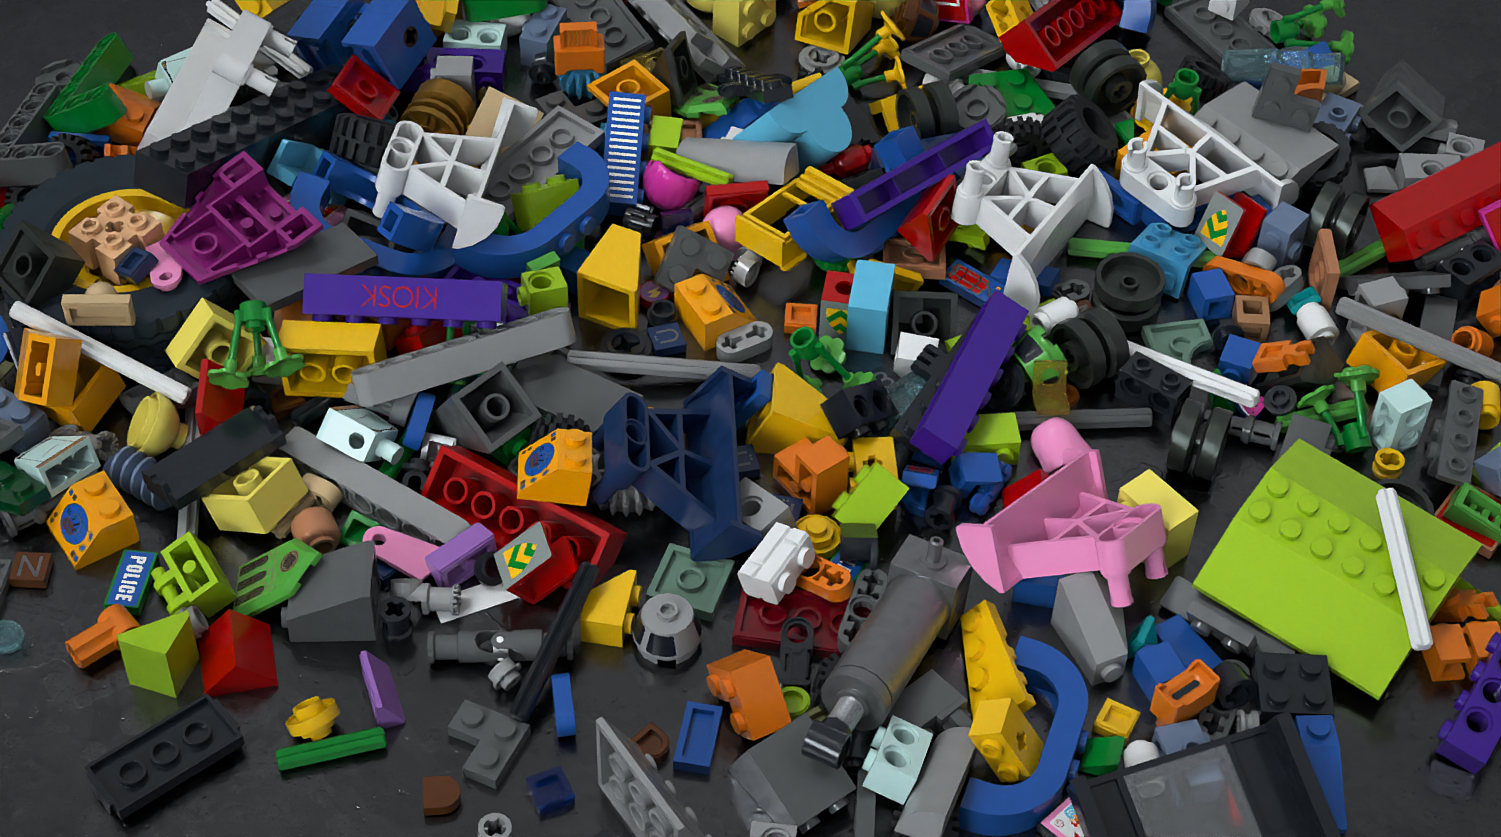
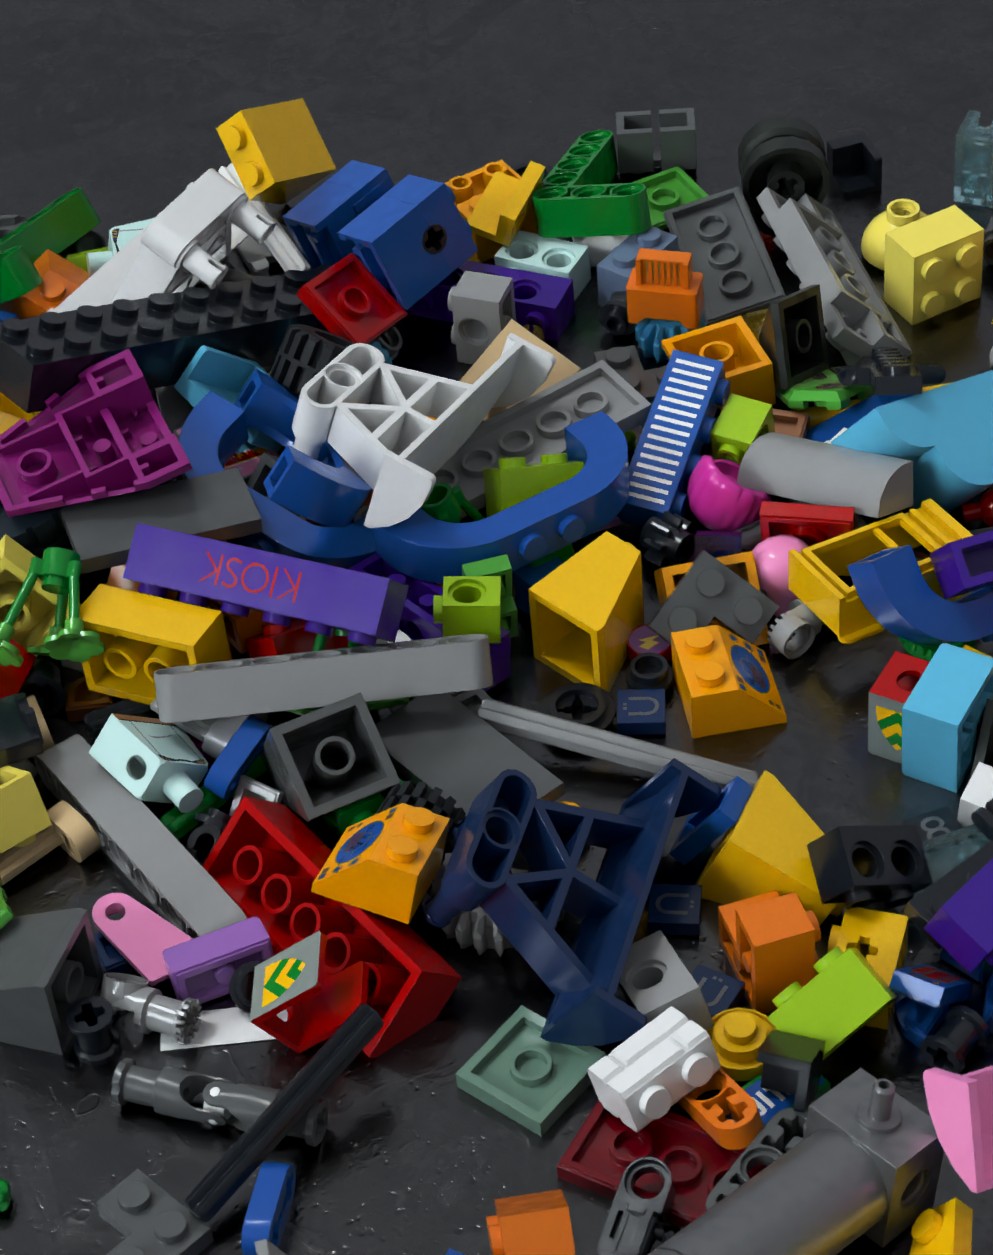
camera: 25 degrees right, 5 degrees down
(317, 529) = (43, 881): nougat head -> none
(355, 528) = (101, 883): green slope -> none
(381, 691) = (31, 1128): medium lavender slope -> none
(441, 108) = (441, 341): pearl gold wheel -> none
(505, 674) = (207, 1144): light grey plate -> none
(608, 610) = (393, 1083): yellow slope -> none
(667, 629) = (464, 1132): light grey cone -> none
(691, 168) = (757, 474): lime axle -> none
(744, 342) = (752, 736): light grey beam -> none
(800, 315) = (846, 718): orange tile -> none
(823, 355) = (861, 777): plant -> none

